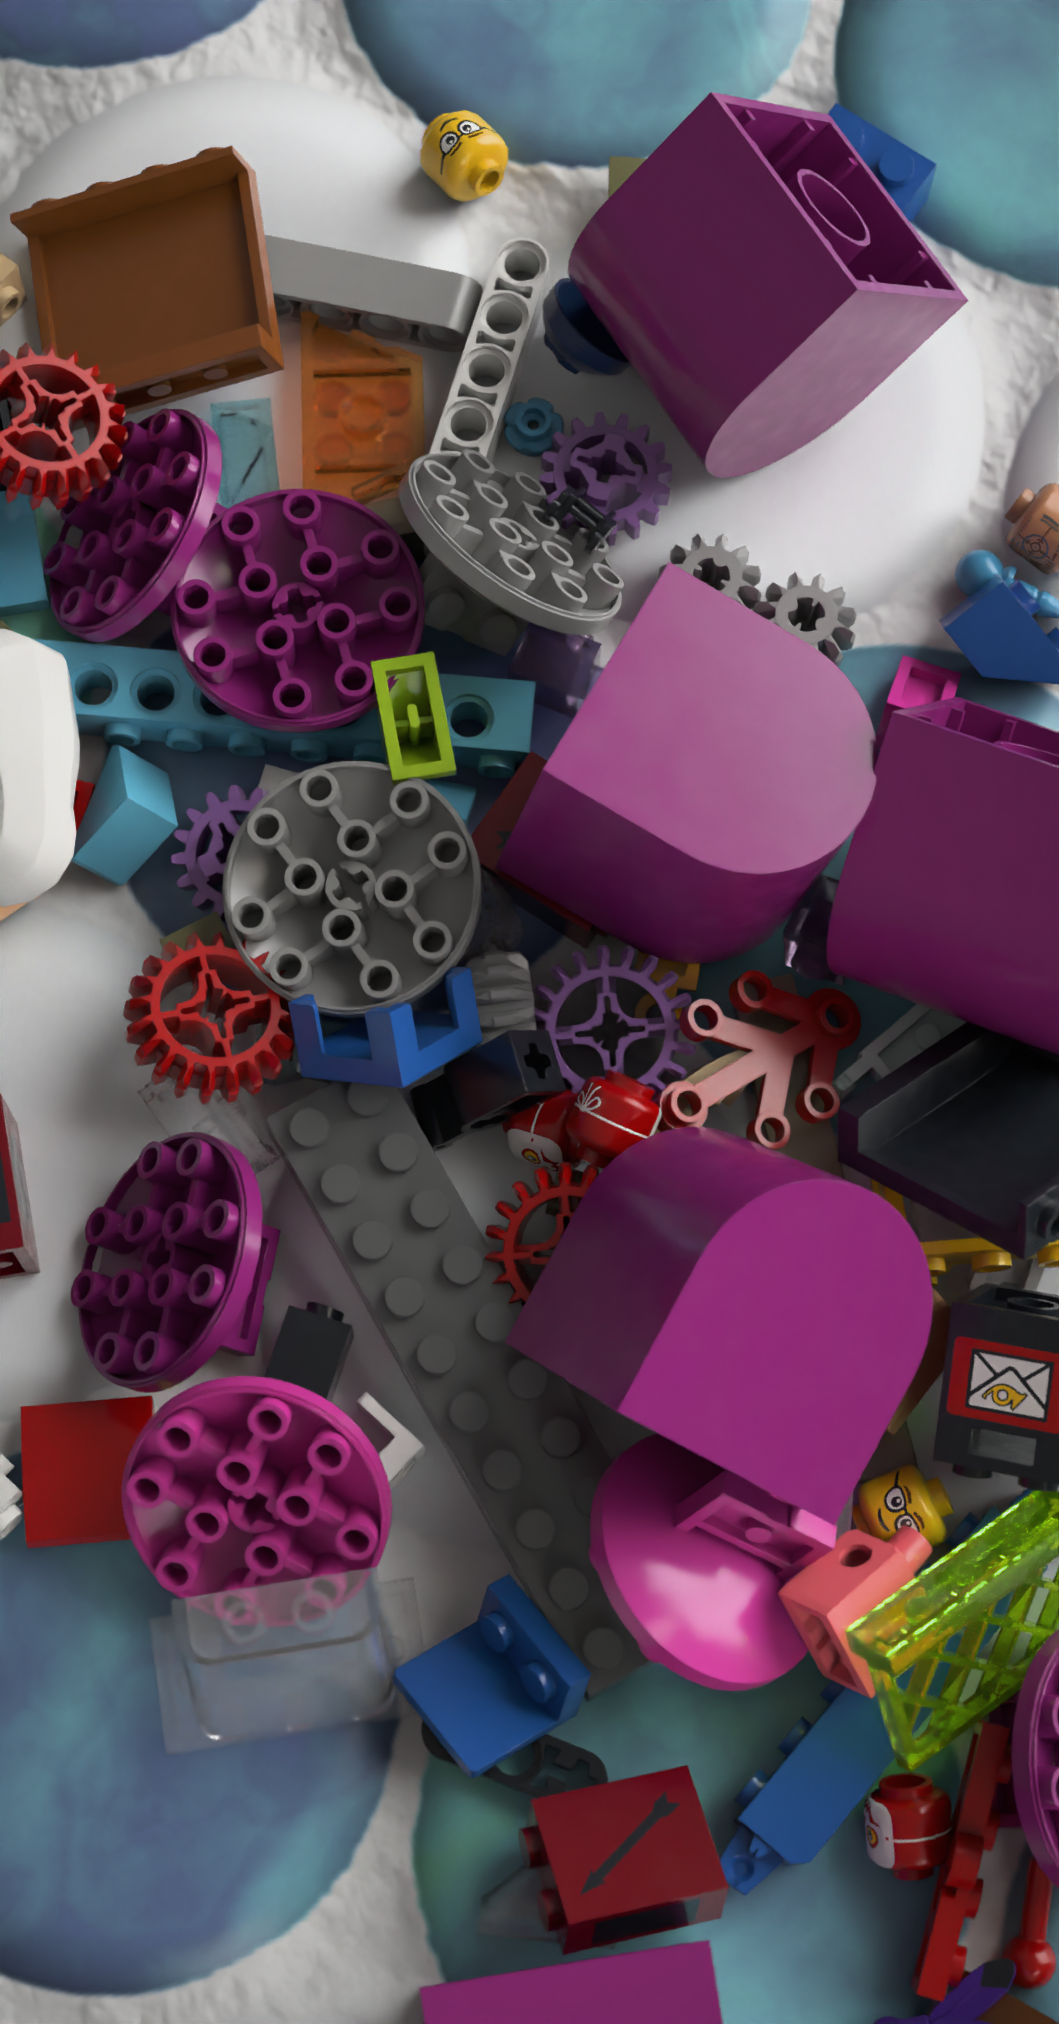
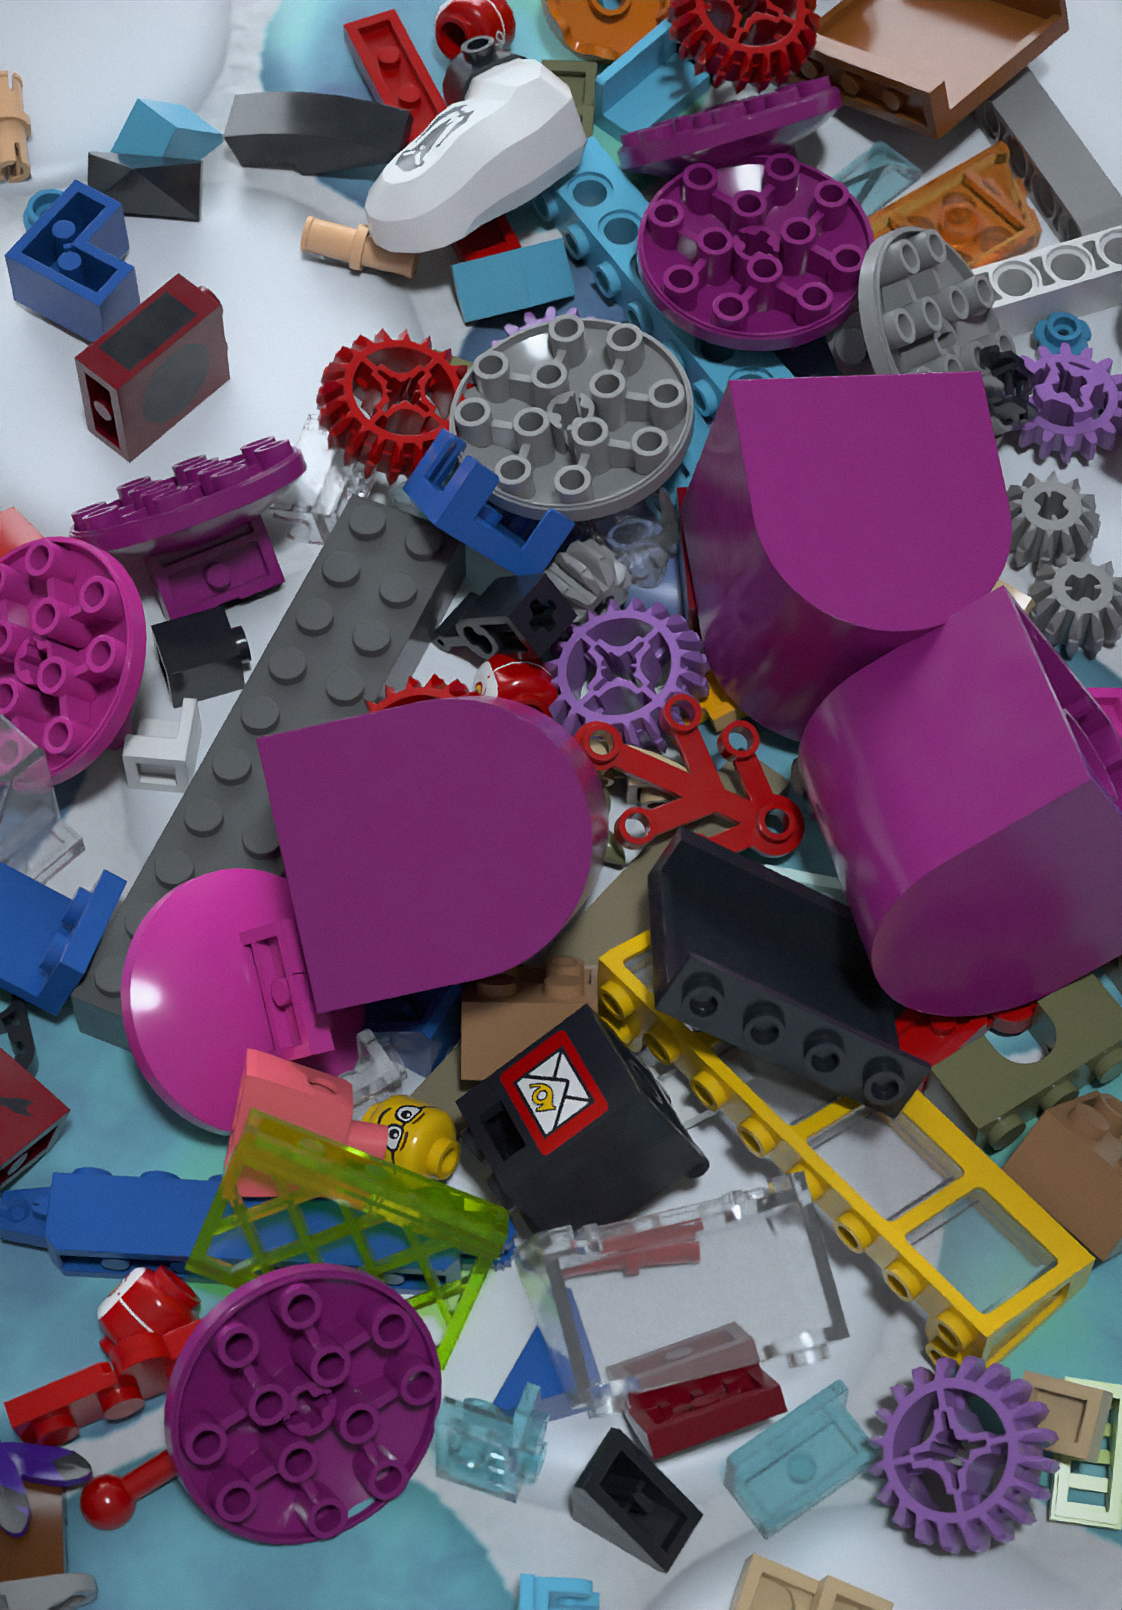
camera: 55 degrees right, 15 degrees down
(413, 718) = (734, 360): lime slope -> none
(611, 1117) = (554, 692): red head -> none

